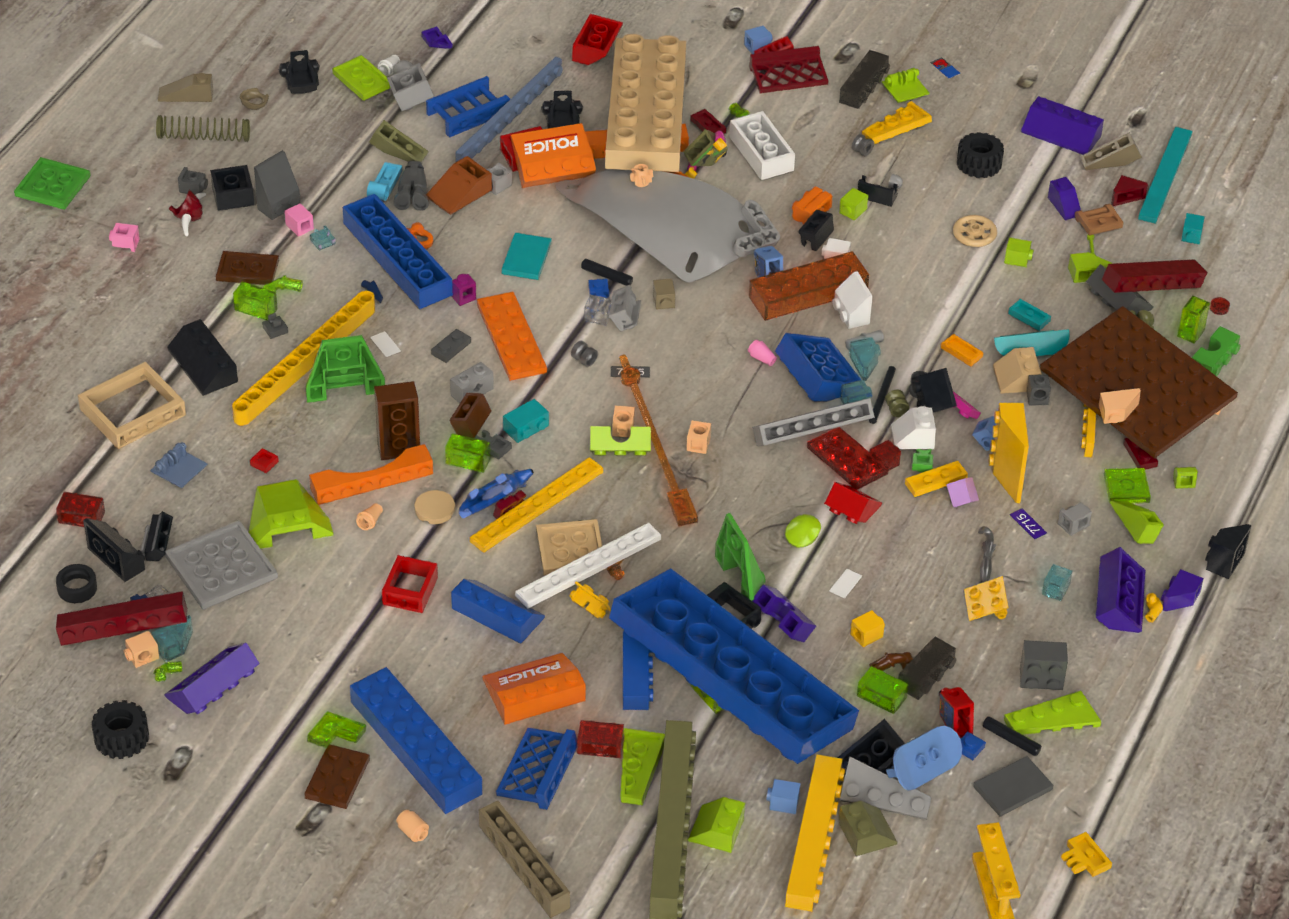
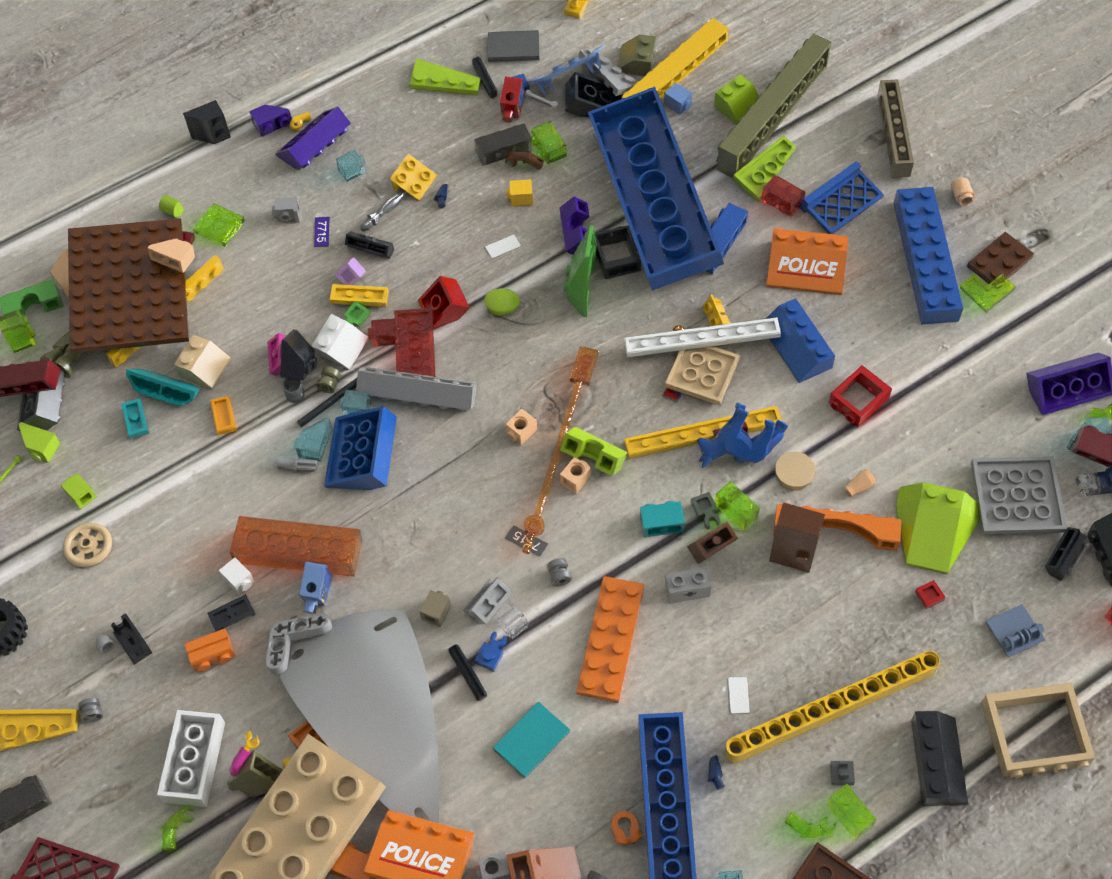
camera: 145 degrees left, 15 degrees up
(343, 364) = (813, 639): bright green wedge -> none
(451, 345) = (676, 655): dark grey plate -> none
(463, 284) = (626, 715): magenta brick -> none
(641, 175) = (358, 737): light nougat gear -> none
(706, 120) = (214, 835): dark red plate -> none
(761, 352) = (398, 493): bright pink cone -> none
(853, 204) = (169, 631): lime brick -> none
(853, 301) = (276, 497): white slope -> none
(944, 598) = (441, 196): none -> dark blue bar
(968, 523) = (369, 241): none -> black piece
(983, 432) = (289, 310): medium blue brick -> none
(1009, 448) = (292, 256): yellow slope -> none
(1038, 389) = (205, 330): dark grey brick -> none
(1043, 665) = (423, 99): dark grey brick -> none
(1141, 522) = (245, 180): lime slope -> none

